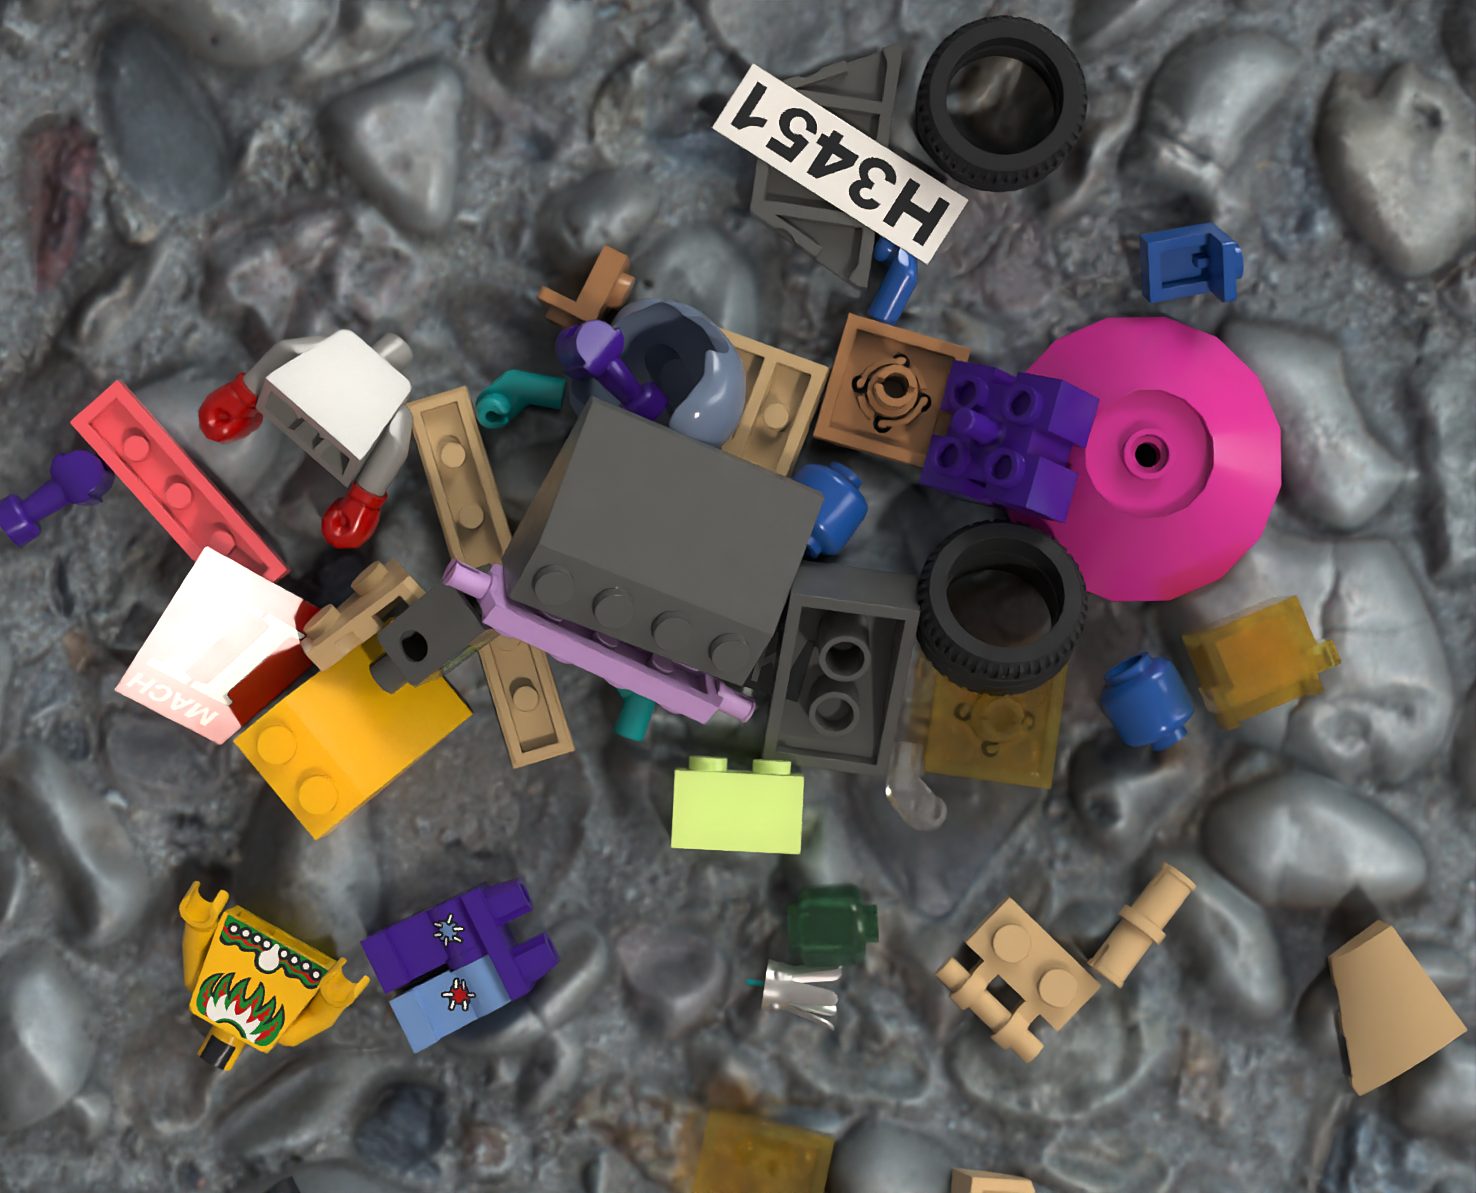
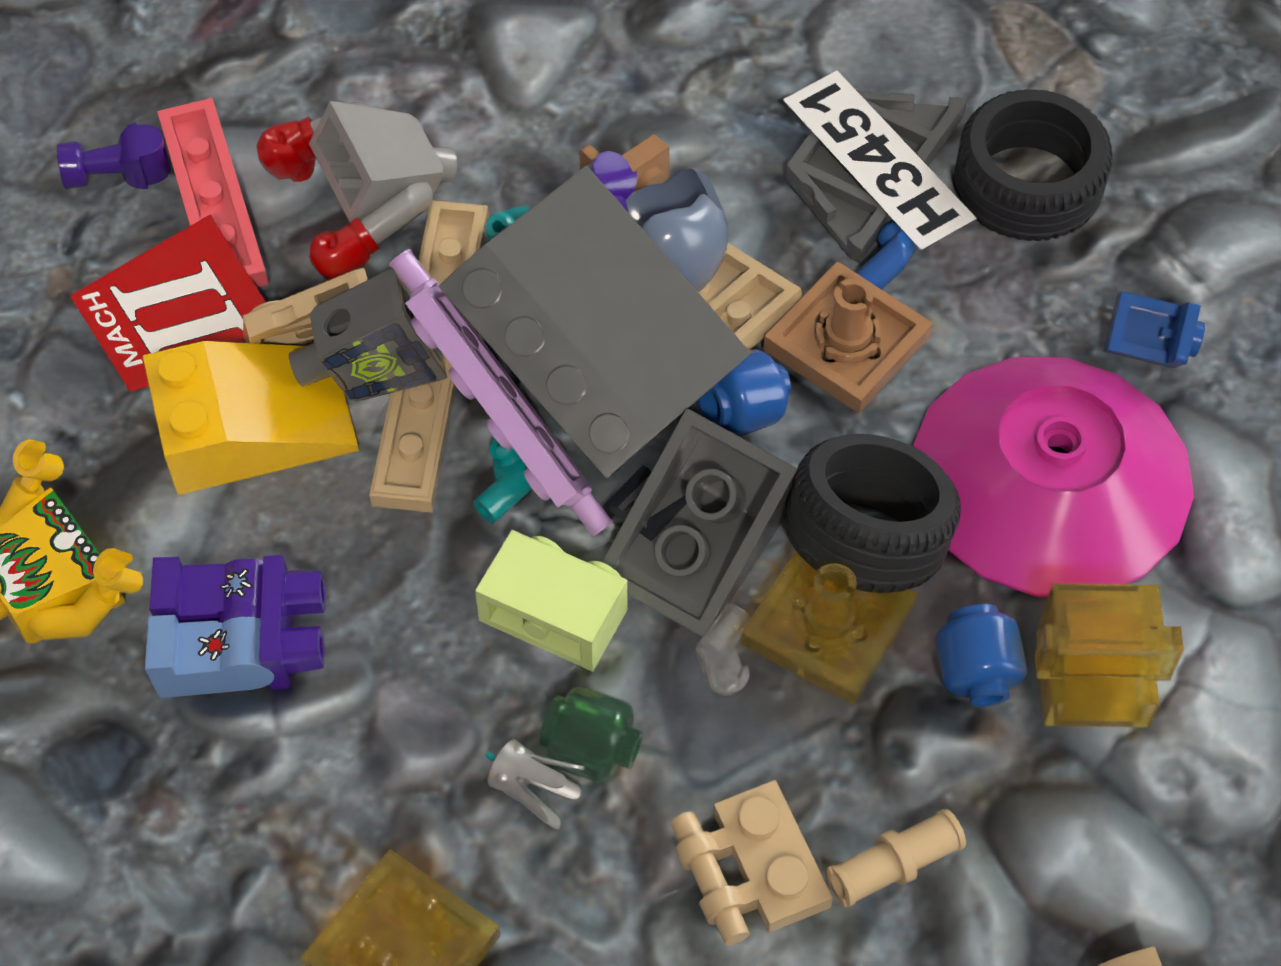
camera: 20 degrees right, 30 degrees down
(1009, 440) = (938, 383): dark purple brick -> none

